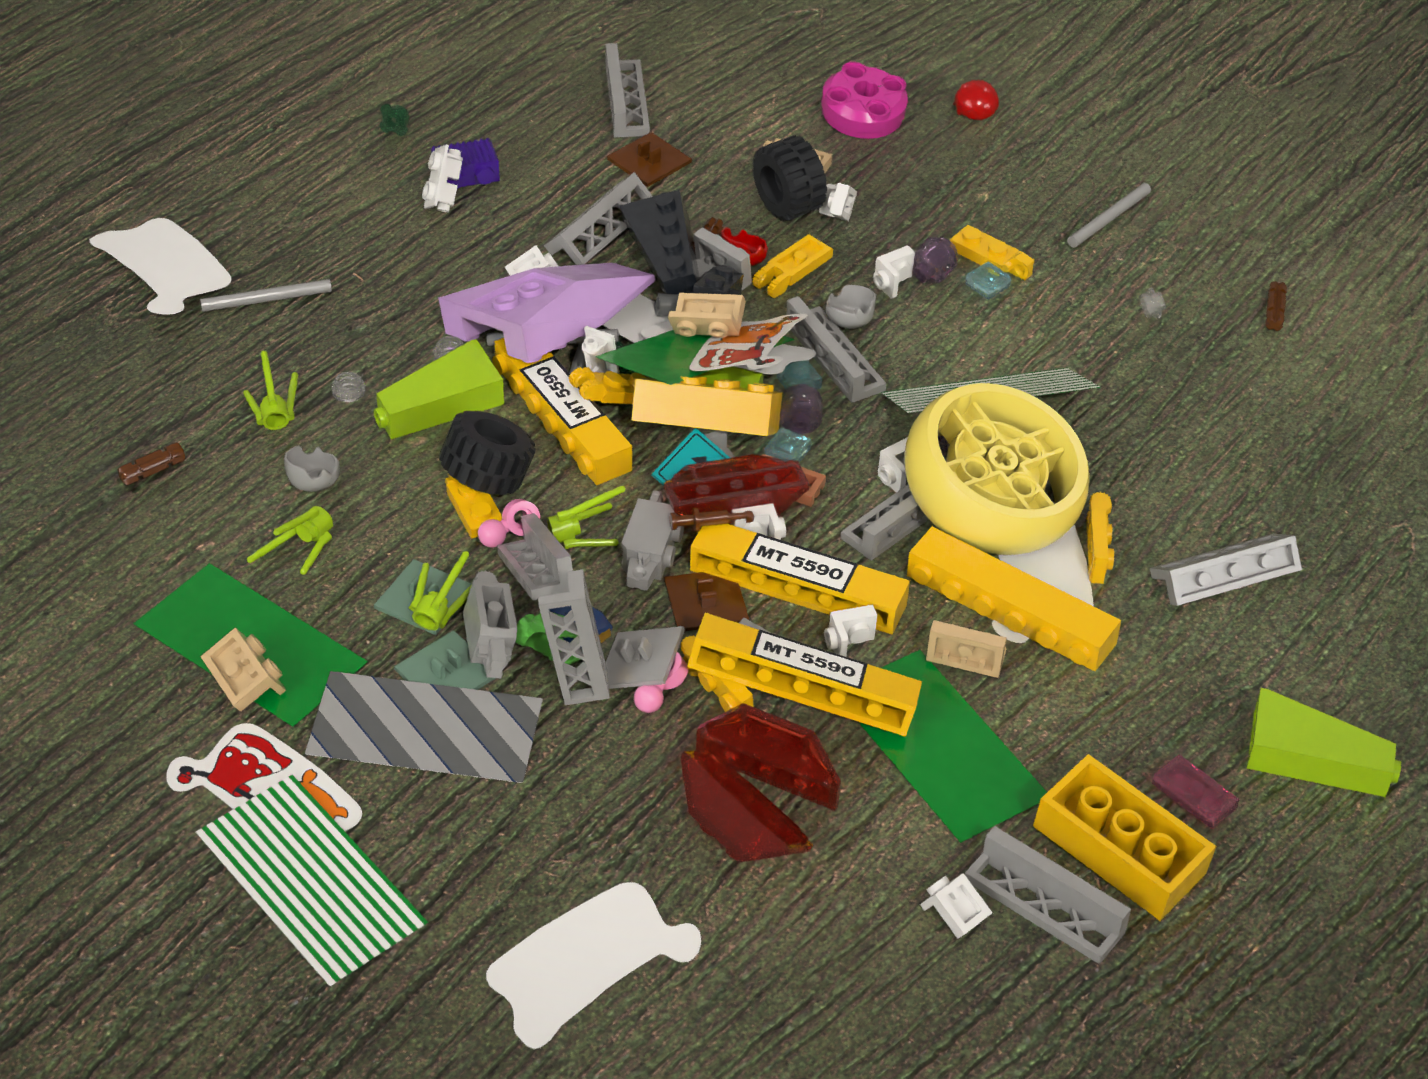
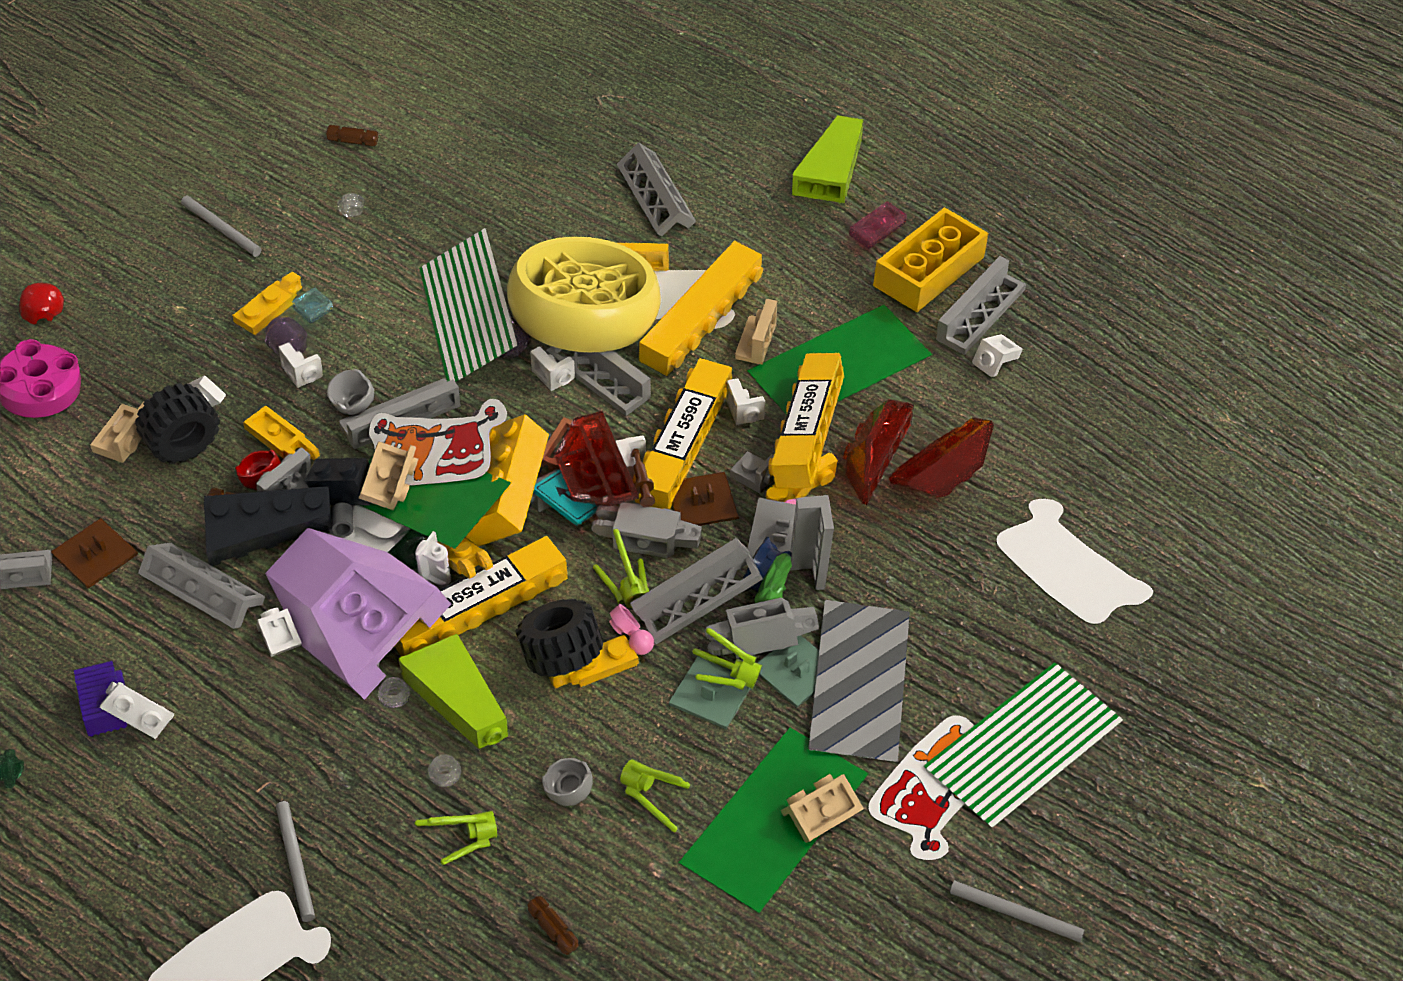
camera: 90 degrees left, 5 degrees up
(75, 843) = (1017, 911): none -> light grey bar

